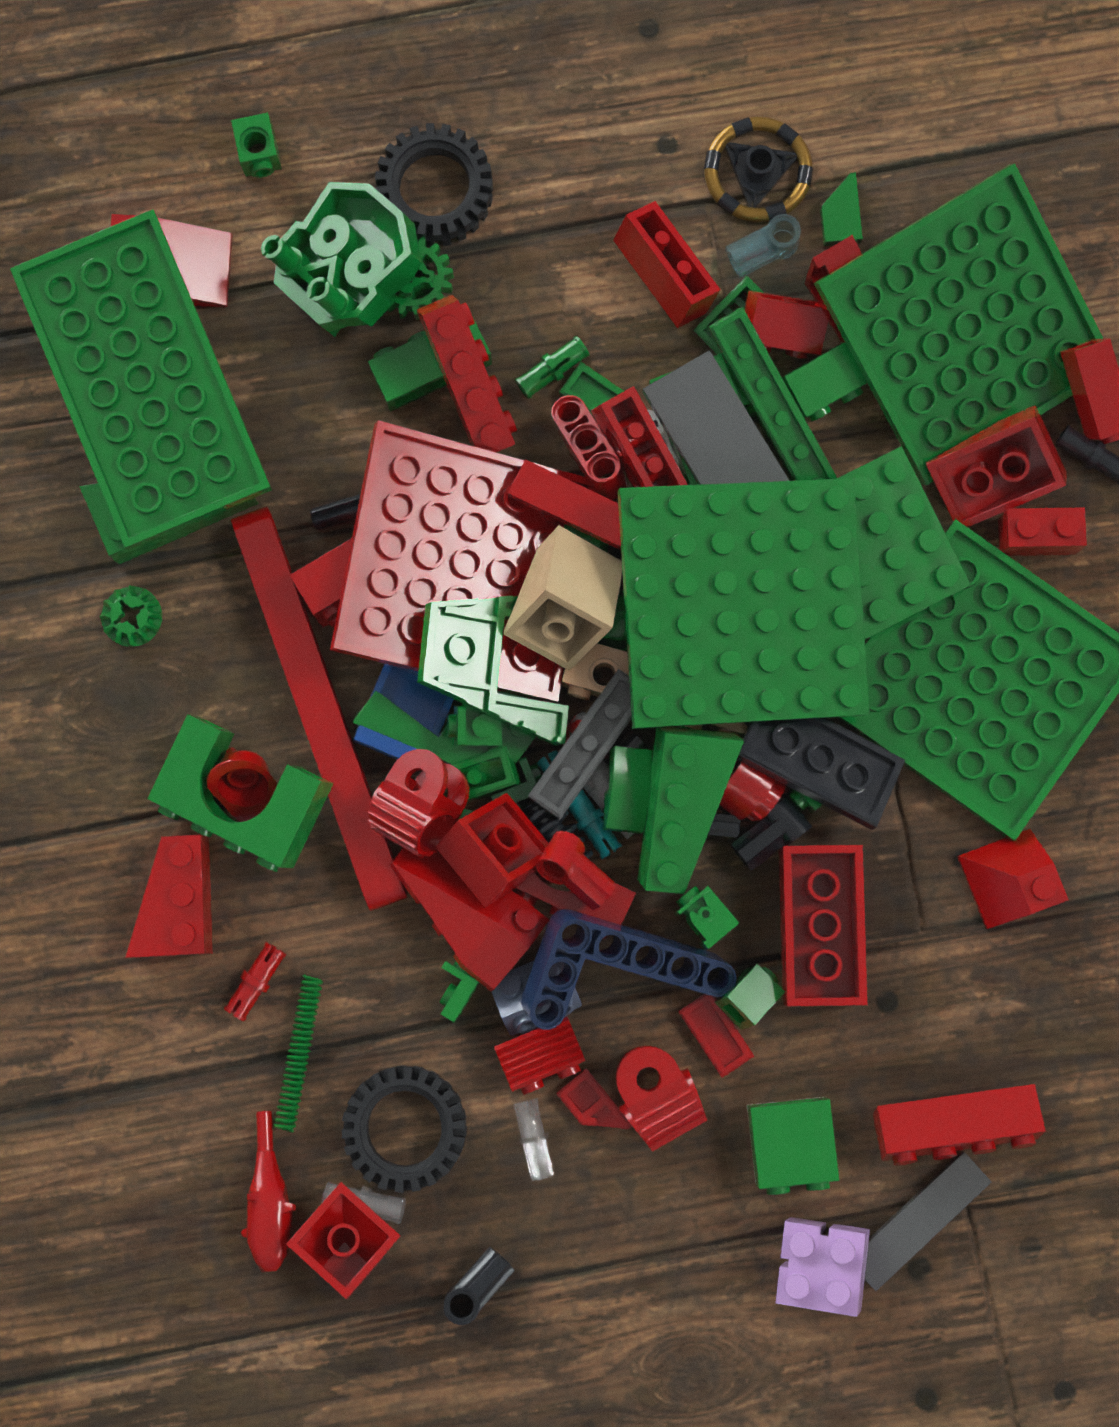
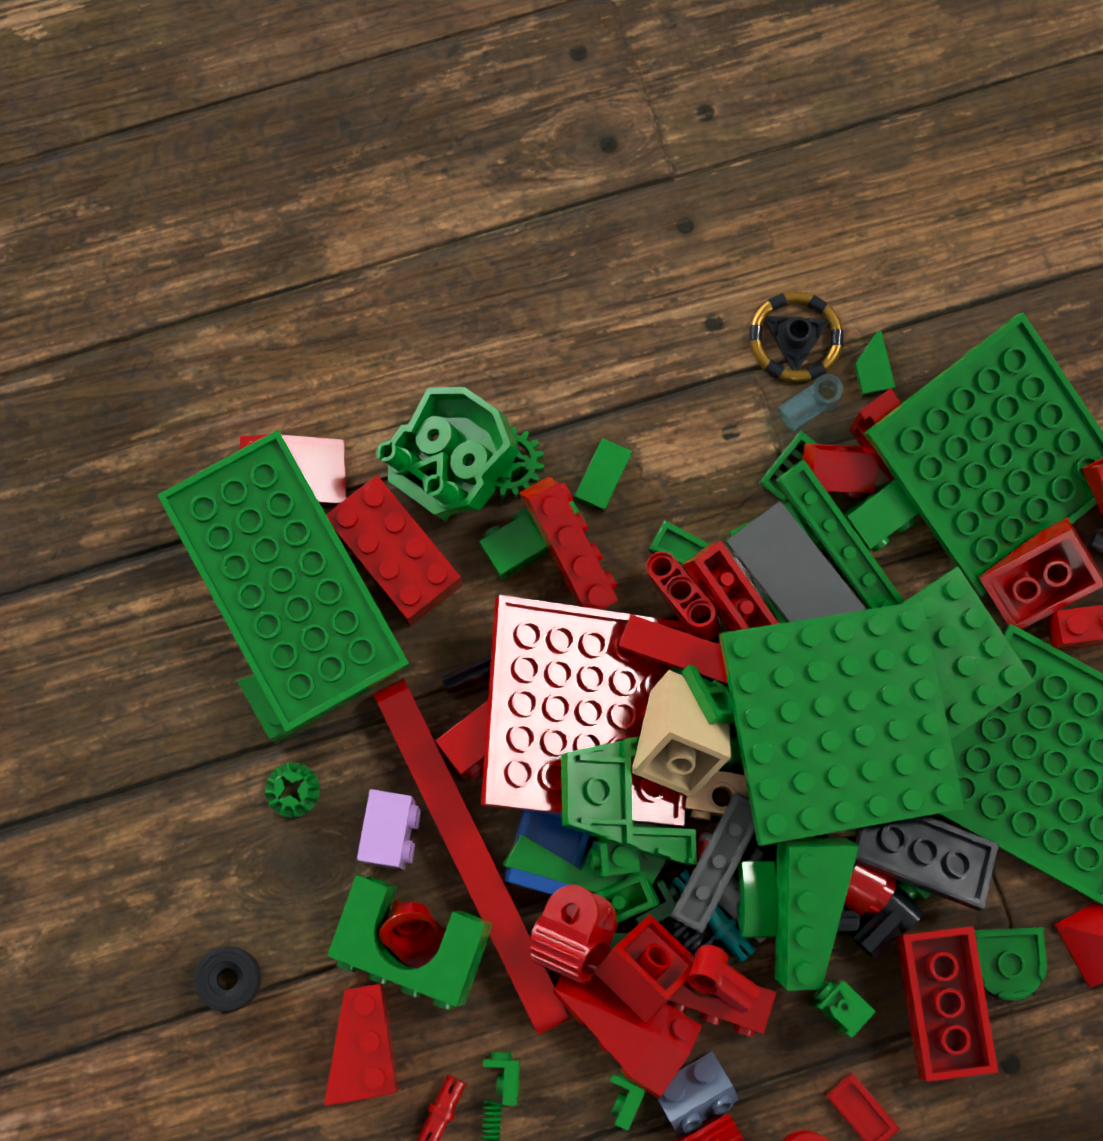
camera: 10 degrees left, 5 degrees down
(16, 806) = (208, 974): none -> black tyre
(229, 669) = (388, 830): none -> lavender piece
(252, 131) = (352, 350): green brick -> none
(272, 362) = (394, 550): none -> red brick
(332, 958) = (508, 1082): none -> green bracket
(450, 145) = (528, 344): black tyre -> none
(518, 303) = (603, 475): none -> green tile
(552, 367) = (639, 527): green pin -> none
(601, 560) = (712, 697): none -> green tile
(620, 954) = (770, 1051): dark blue beam -> none
(666, 264) = (729, 428): red brick -> none
(751, 996) = (890, 1075): brick -> none
(902, 890) = (1012, 961): none -> green tile

